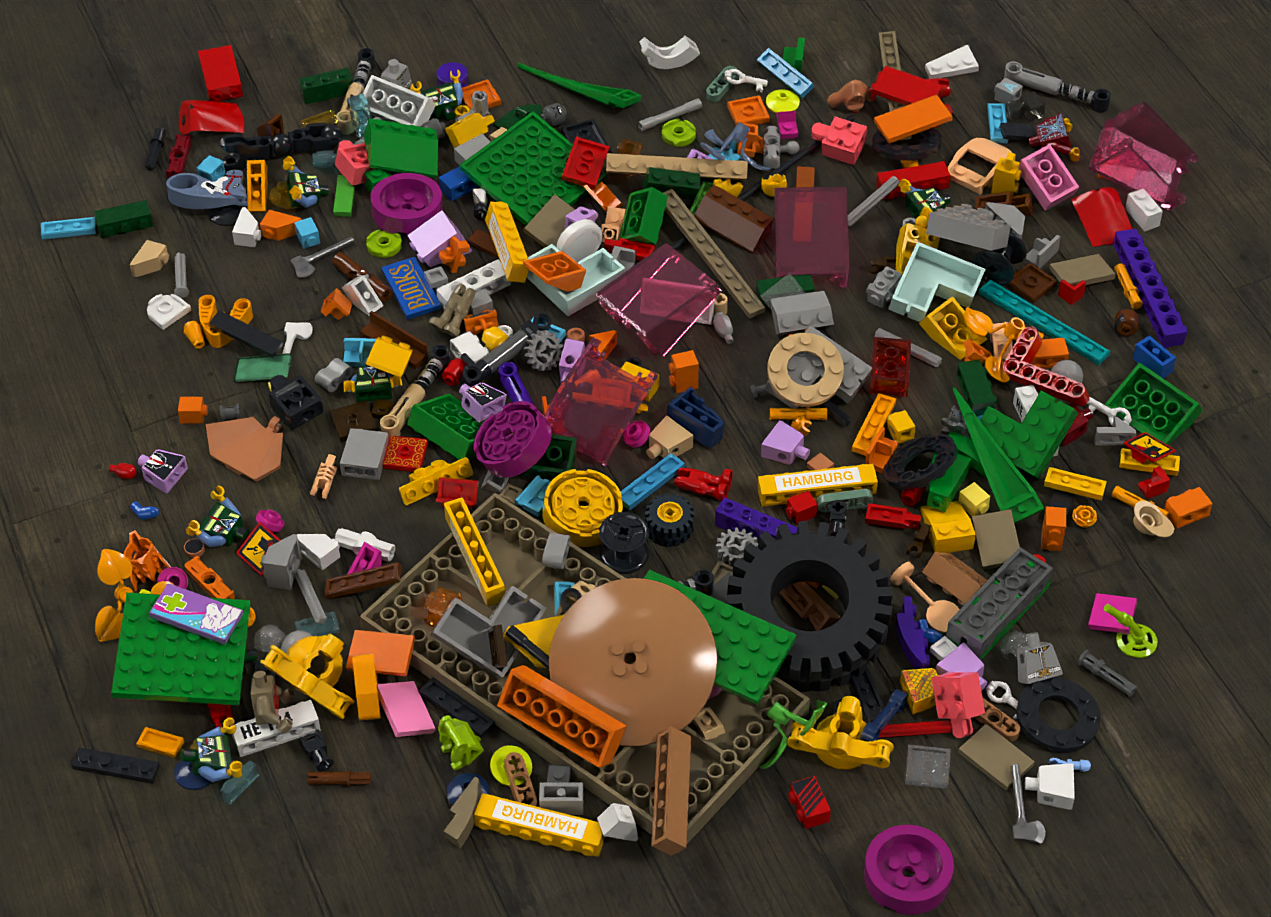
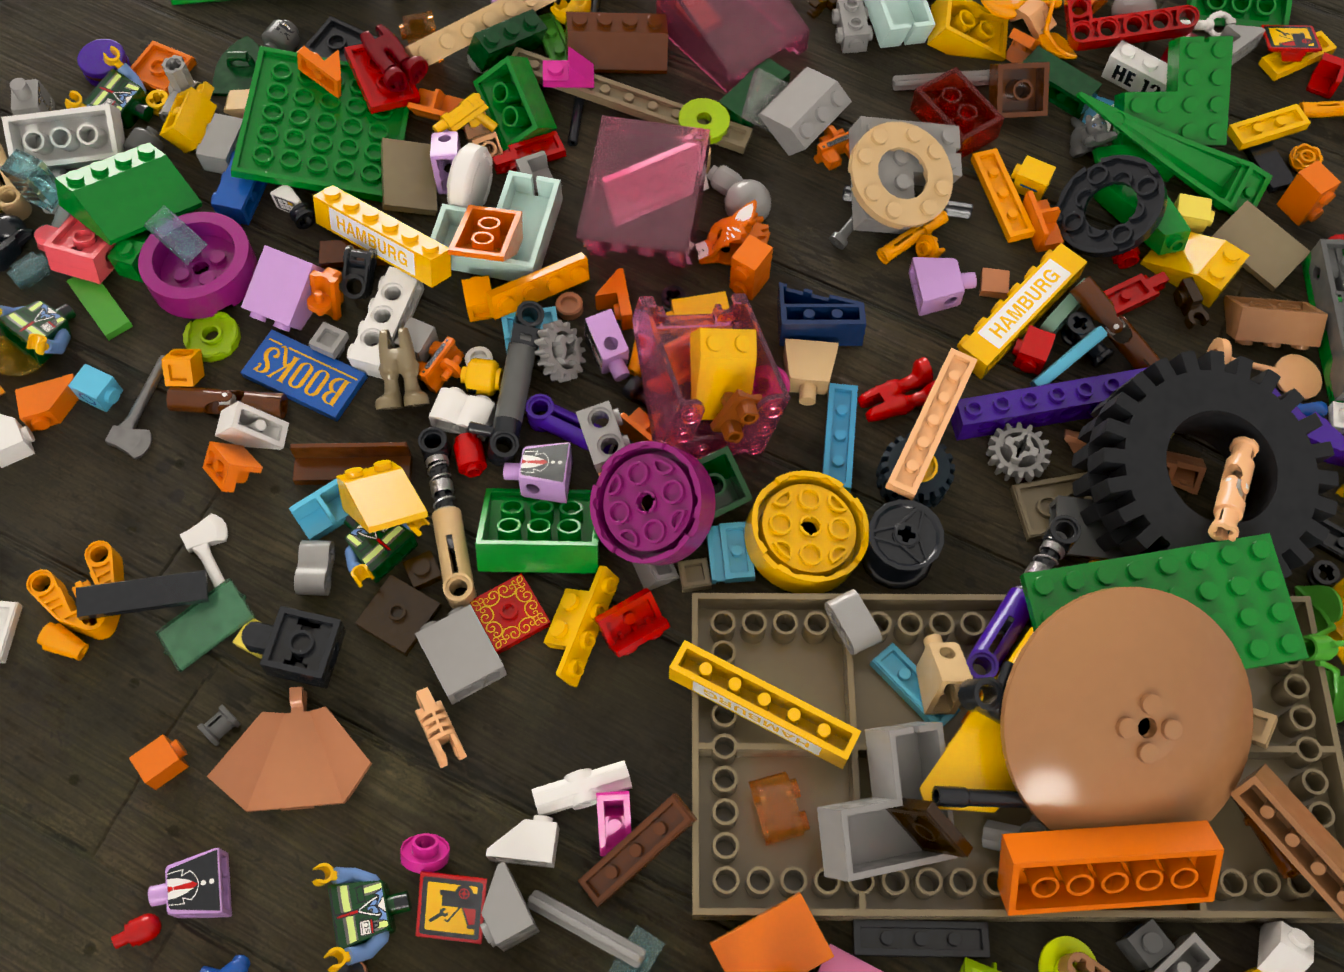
camera: 40 degrees left, 15 degrees up
(355, 247) = (183, 367): none -> light orange brick
(405, 181) = (175, 234): none -> clear light blue plate
(480, 253) = (361, 270): none -> black piece
(524, 390) = (599, 438): none -> light grey brick
(530, 303) = (476, 297): none -> light orange brick
(554, 143) = (323, 72): none -> orange slope
(567, 314) = (538, 285): none -> light orange plate
(591, 147) = (387, 44): none -> dark red piece
(593, 426) = (737, 411): none -> dark orange hips
(608, 402) = (720, 364): none -> yellow slope
(611, 207) = (469, 111): none -> yellow piece
(687, 217) = (570, 73): none -> dark pink slope
(695, 495) = (931, 424): none -> light nougat plate
(702, 349) = (732, 232): none -> orange piece
(718, 340) = (745, 192): none -> light grey piece
(740, 278) = (706, 109): none -> lime tile
(814, 517) = (1070, 357): none -> medium azure tile
(817, 605) = (1233, 489): none -> light nougat piece
(856, 512) = (1102, 309): none -> reddish brown piece
(938, 374) = (1020, 89): none -> reddish brown brick

